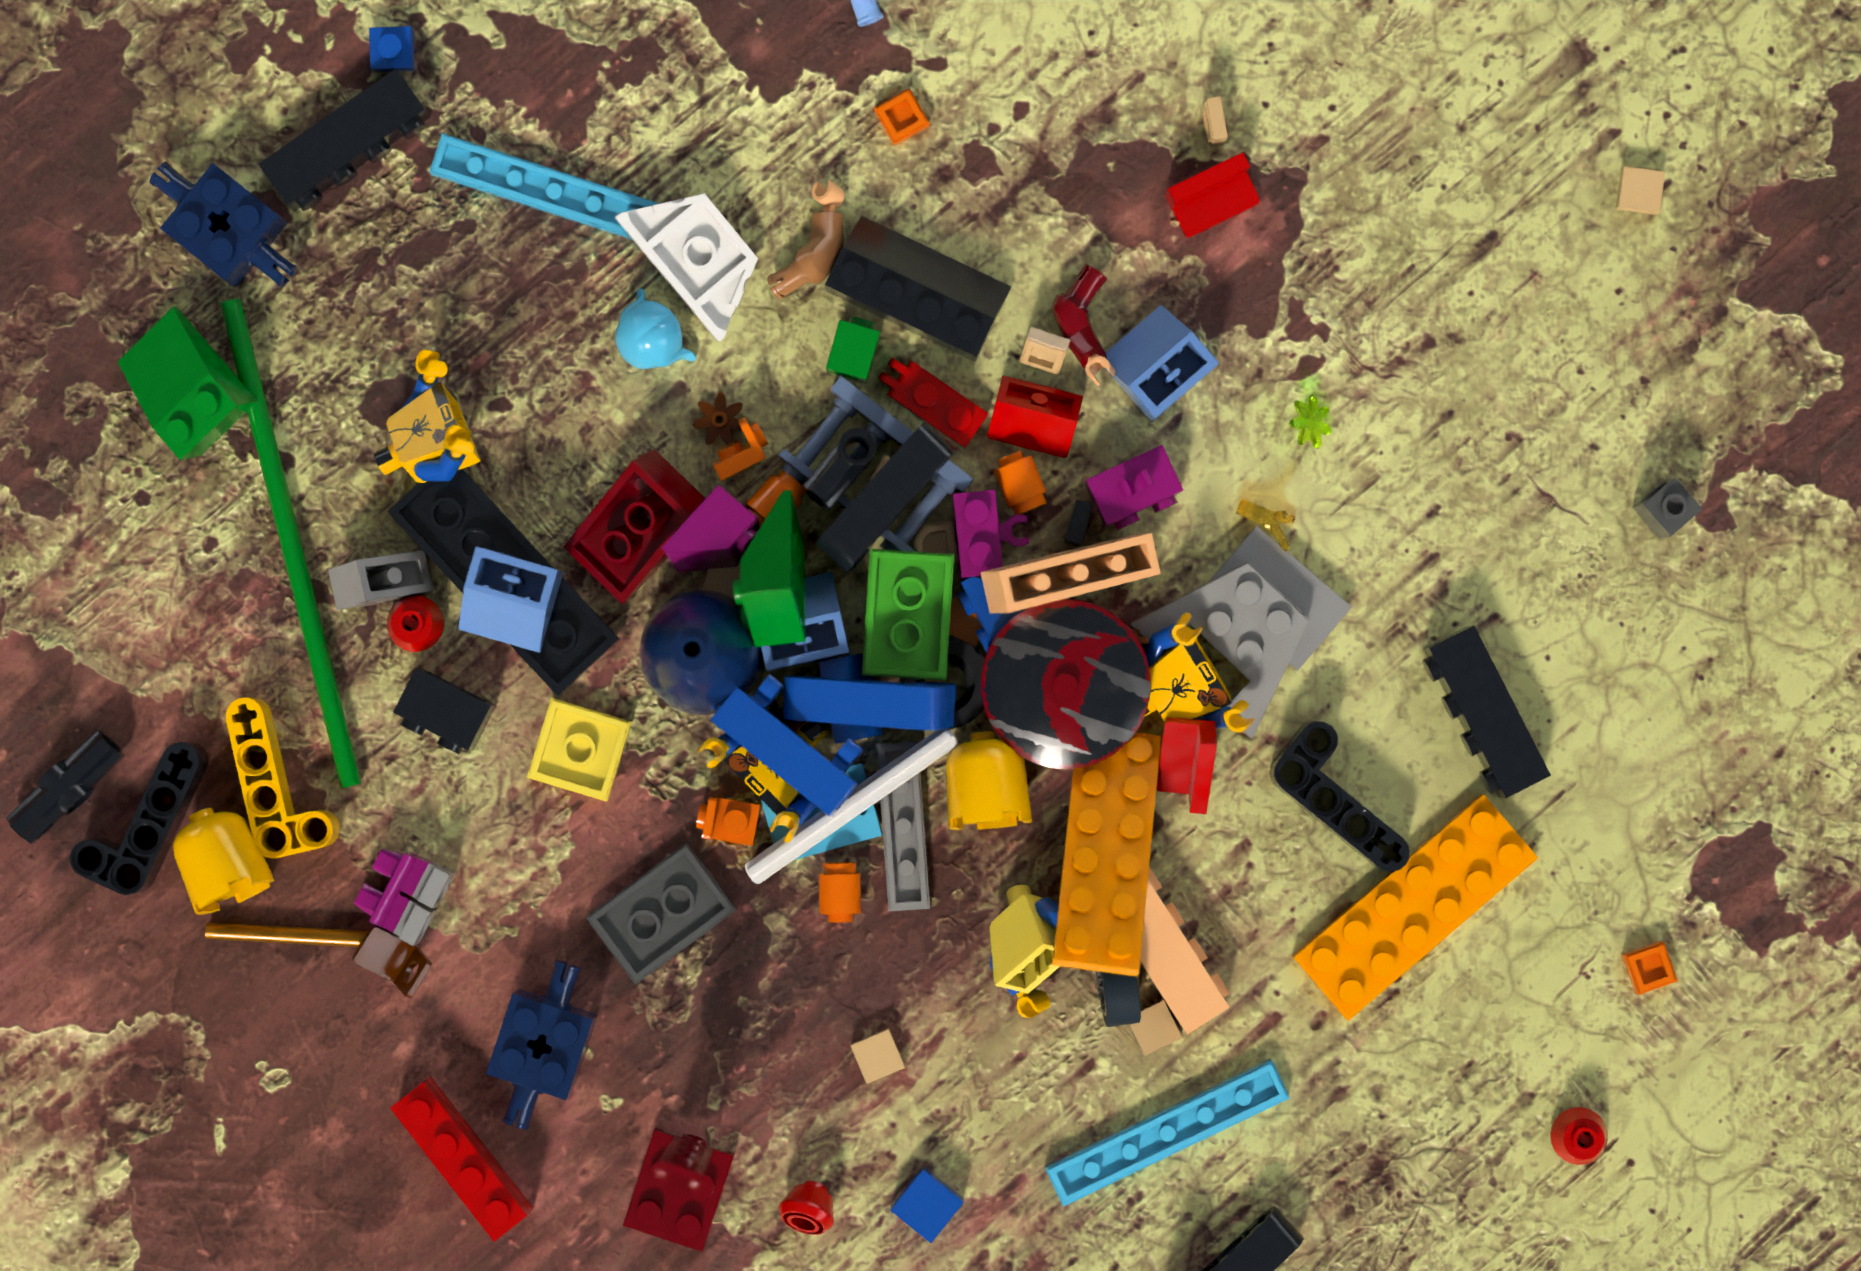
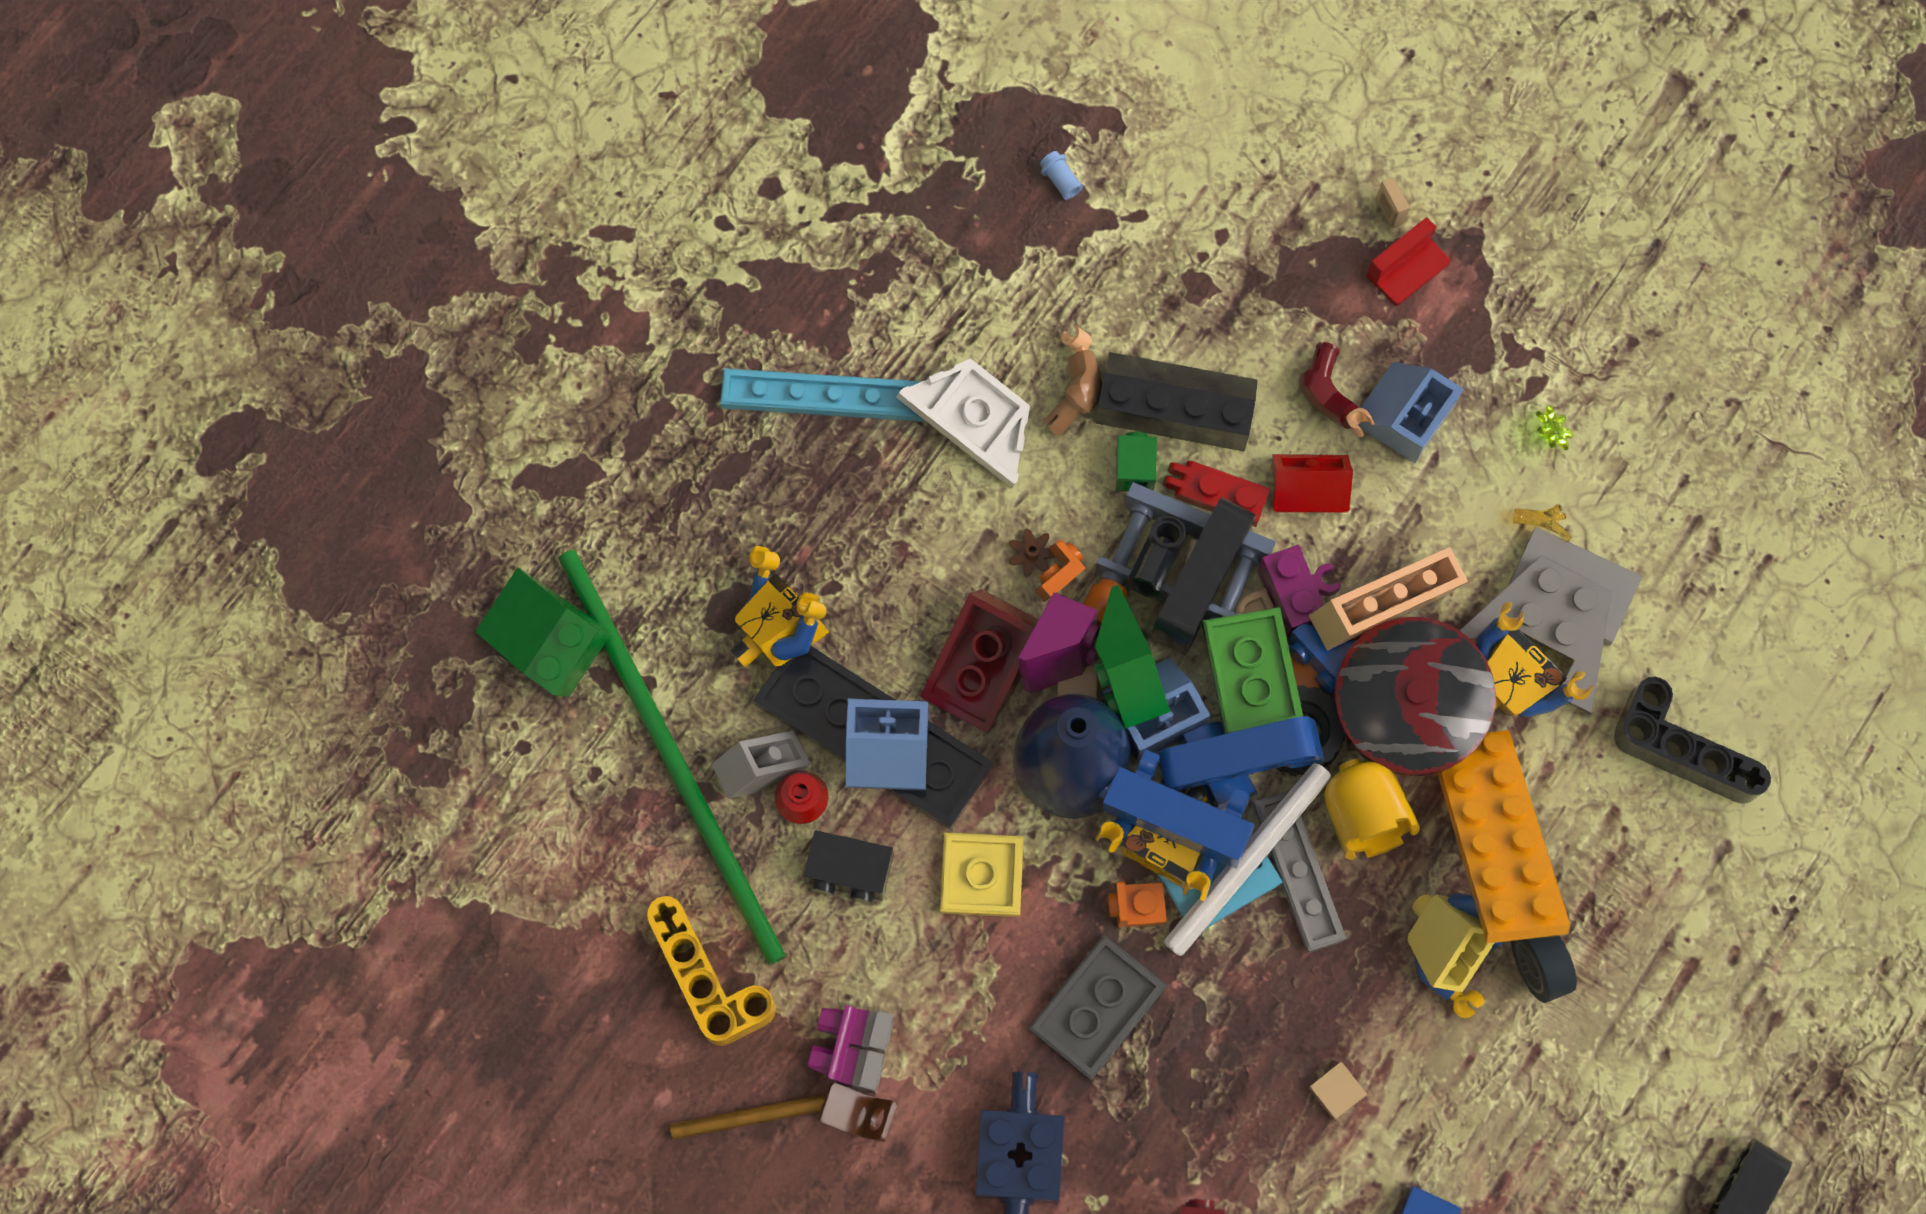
camera: 10 degrees left, 15 degrees down
(65, 787) = (507, 1026): black piece -> none
(149, 812) = (592, 1033): black beam -> none
(197, 221) = (555, 509): dark blue brick -> none
(219, 860) = (672, 1056): yellow cylinder -> none
(345, 141) = (640, 393): black brick -> none
(391, 49) = (662, 311): blue plate -> none
(650, 335) = (952, 492): medium azure hair -> none
(839, 891) = (1259, 942): orange brick -> none
(901, 117) = (1121, 264): orange tile -> none
(1020, 482) = (1316, 539): orange brick -> none
(1044, 350) = (1304, 422): tan tile -> none
(1078, 522) = (1377, 558): black tile -> none
(1134, 487) = (1418, 519): magenta brick -> none
(1155, 1028) = (1587, 1000): tan tile -> none
(1167, 1132) = (1628, 1096): medium azure tile -> none
(1177, 964) = (1597, 941): light nougat brick -> none
(1188, 760) = (1544, 741): red panel -> none
(1415, 907) = (1786, 829): light orange plate -> none
(1485, 712) = (1792, 637): black brick -> none
(1640, 190) = (1769, 176): tan tile -> none
(1667, 508) = (1888, 424): dark grey brick -> none

